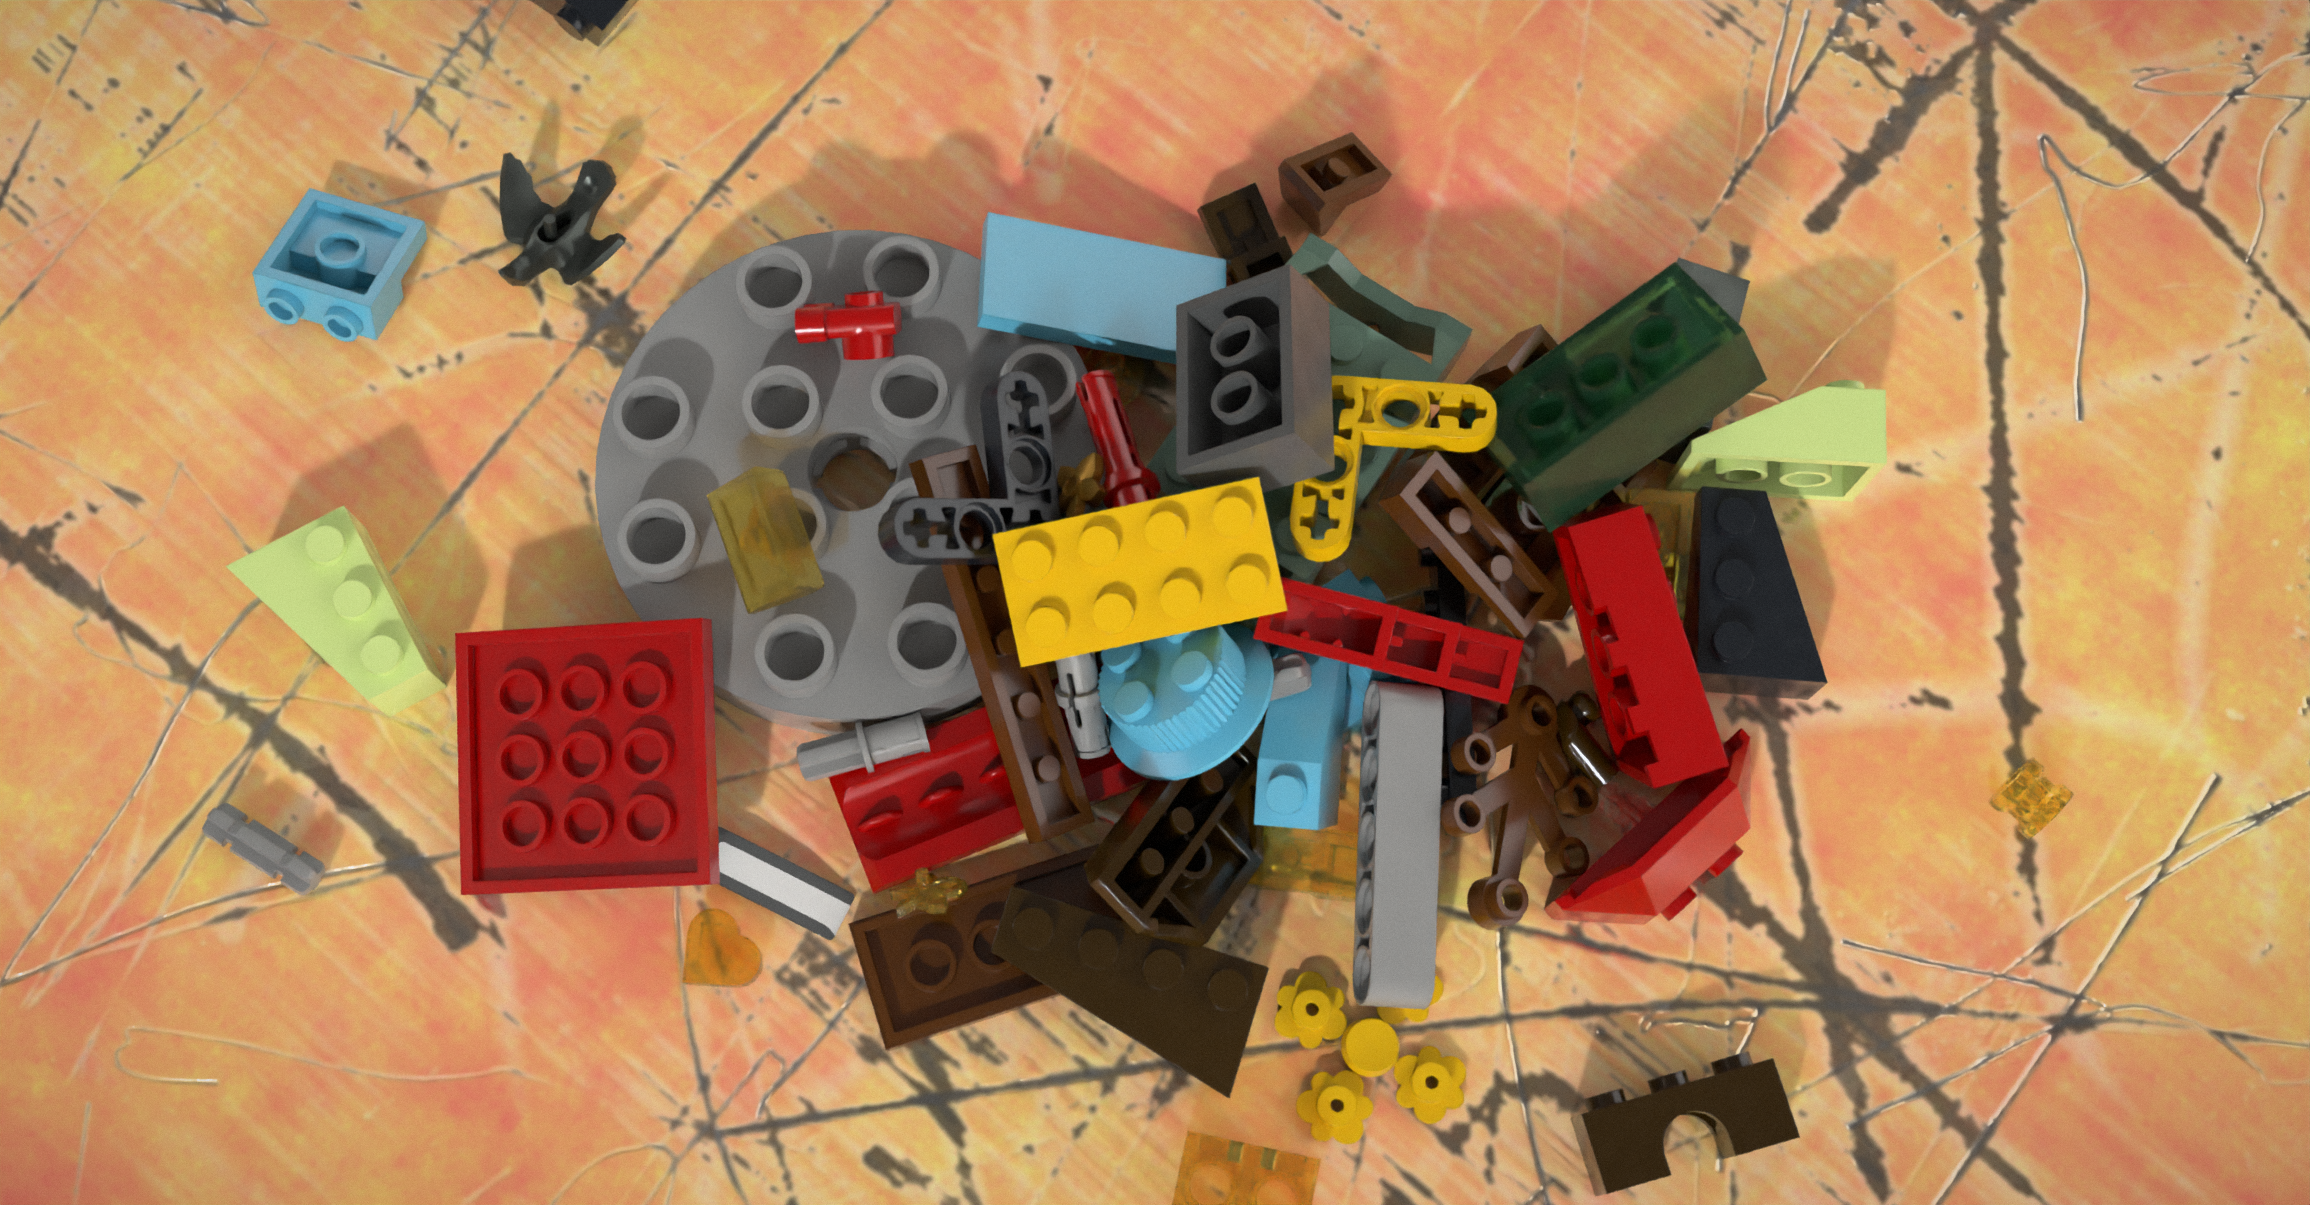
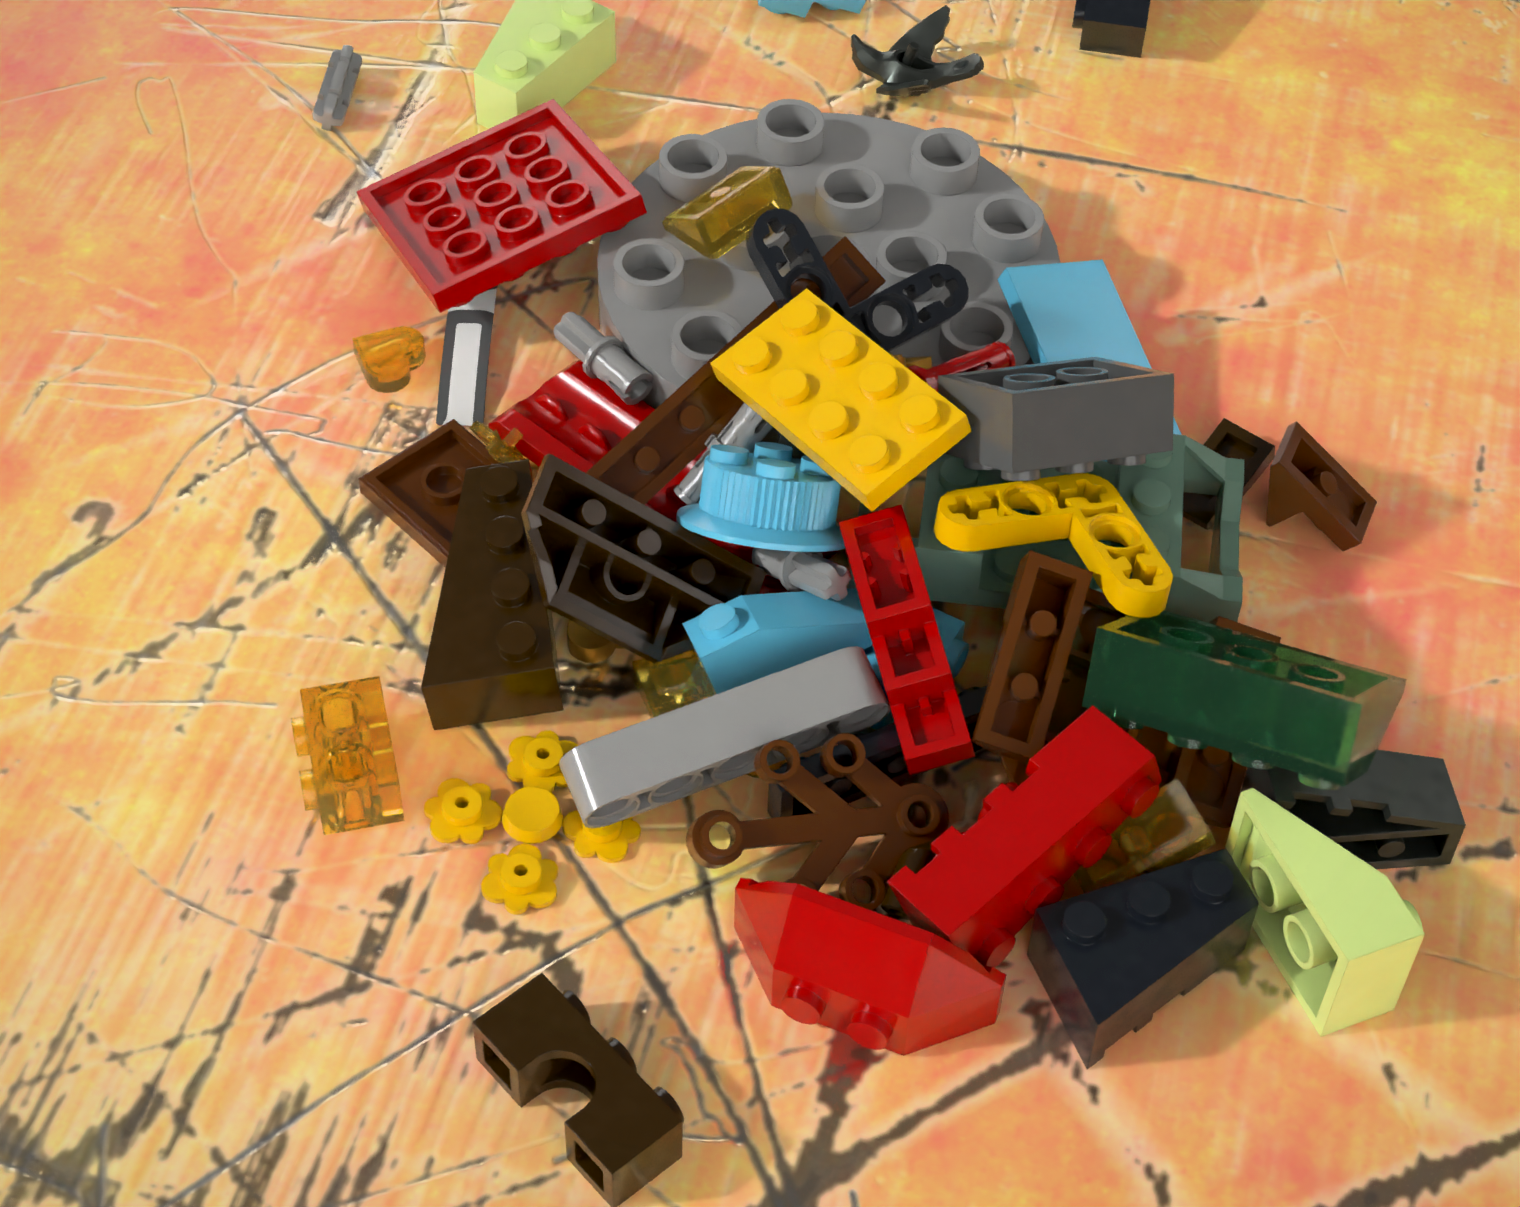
camera: 65 degrees right, 25 degrees down
(862, 323) = (942, 203): red plate -> none

